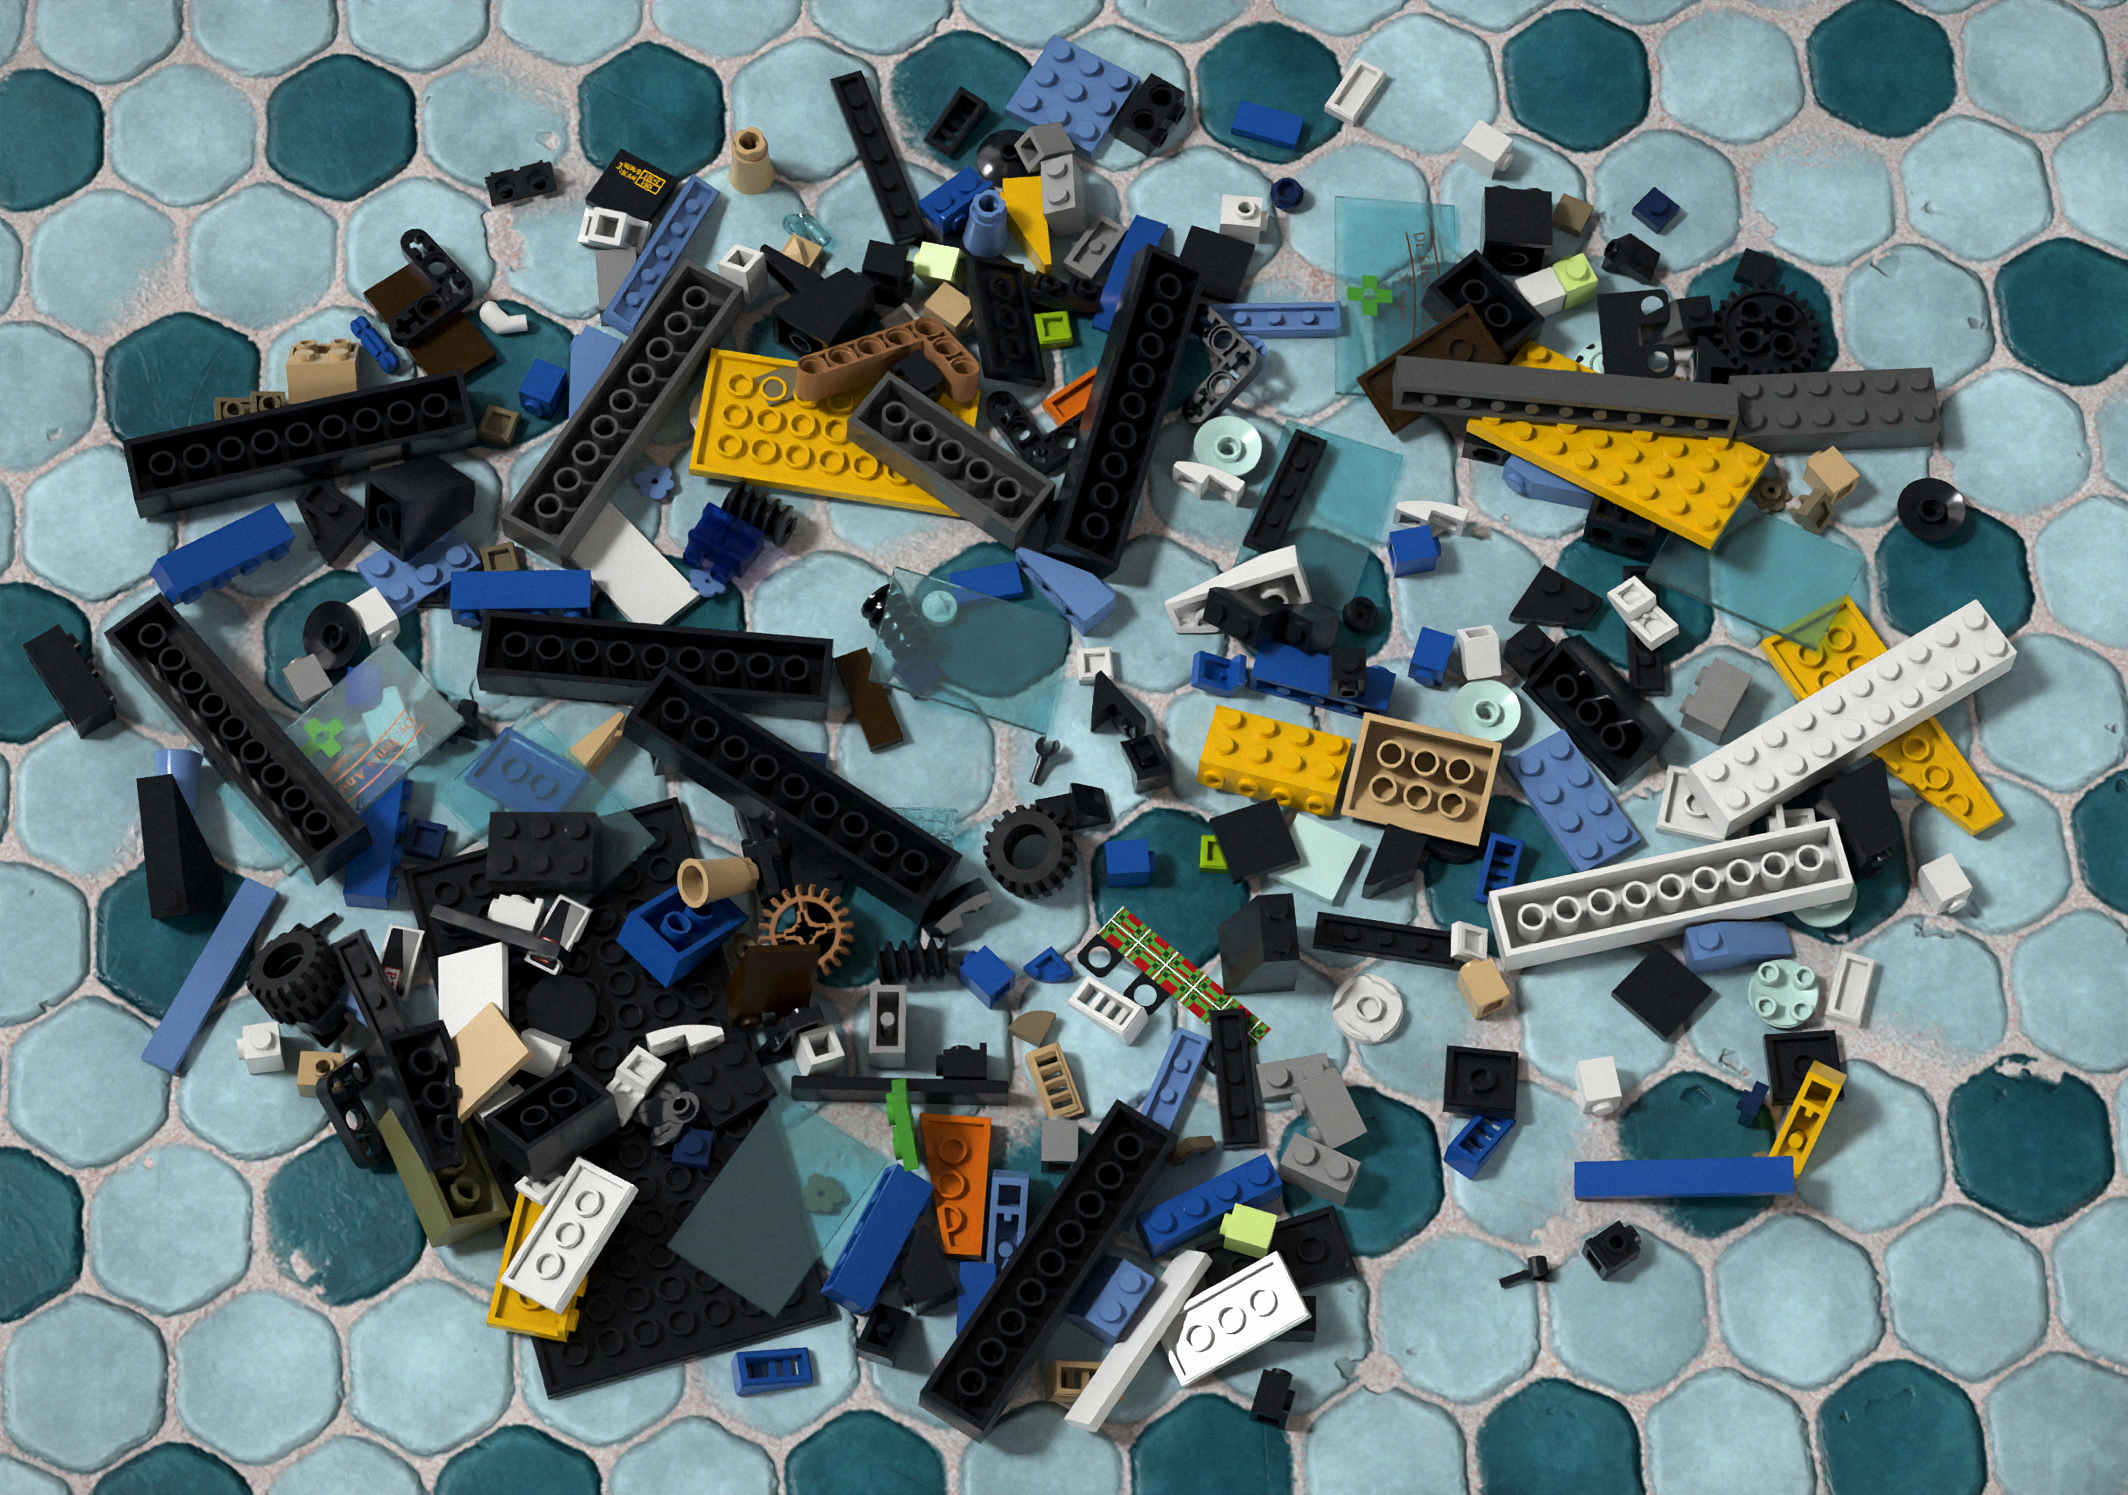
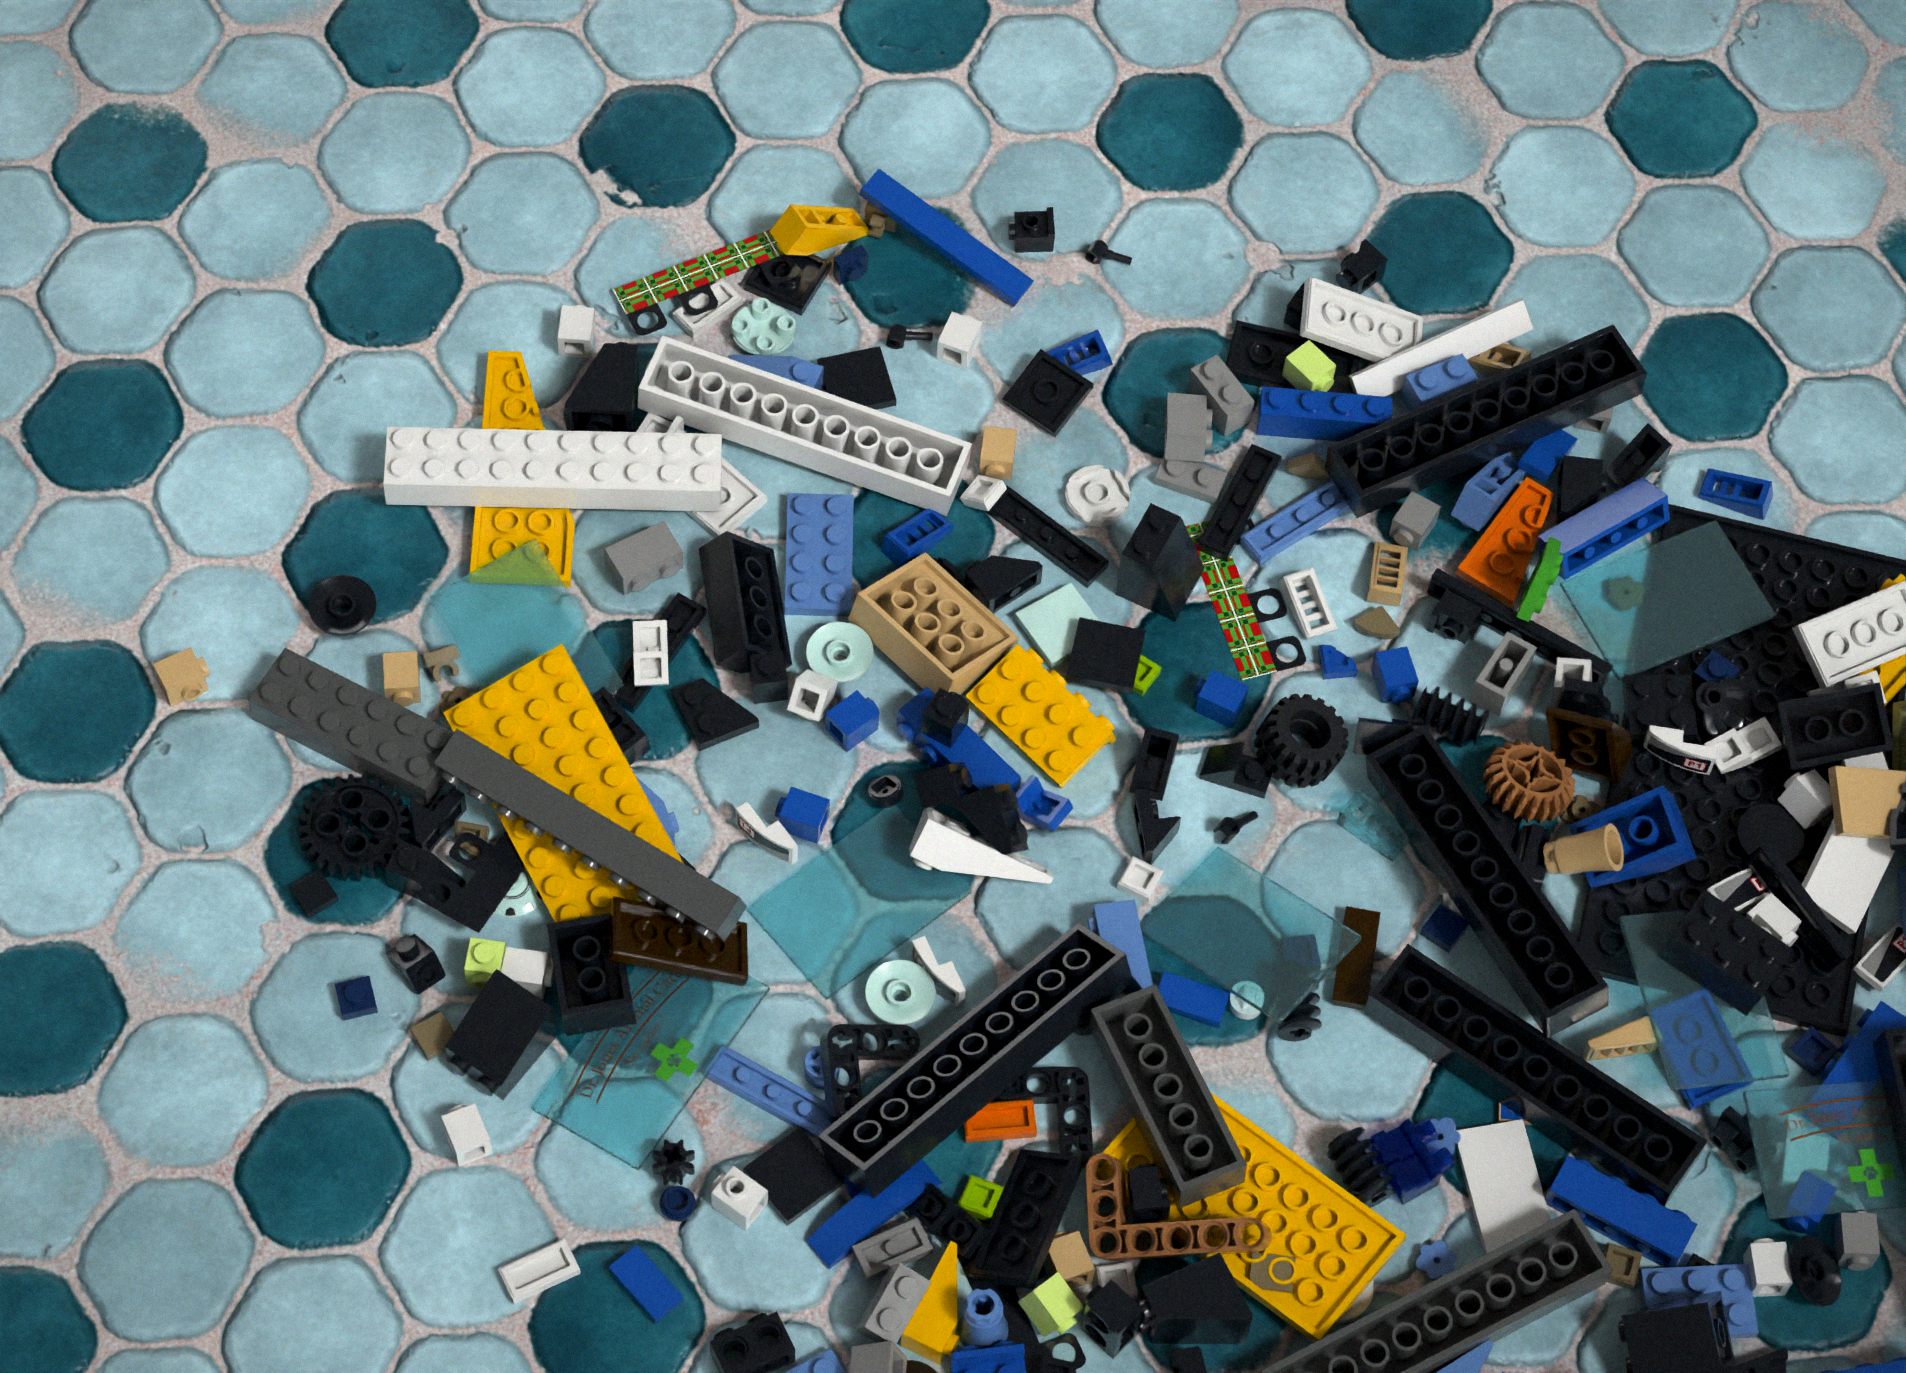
camera: 150 degrees left, 5 degrees down
(1285, 492) = (875, 928): black tile -> none
(1311, 208) = (679, 1168): none -> black gear
(1658, 1063) = (898, 335): none -> black hand
(1887, 1007) = (695, 275): none -> piece
(2006, 374) = (182, 676): none -> tan brick

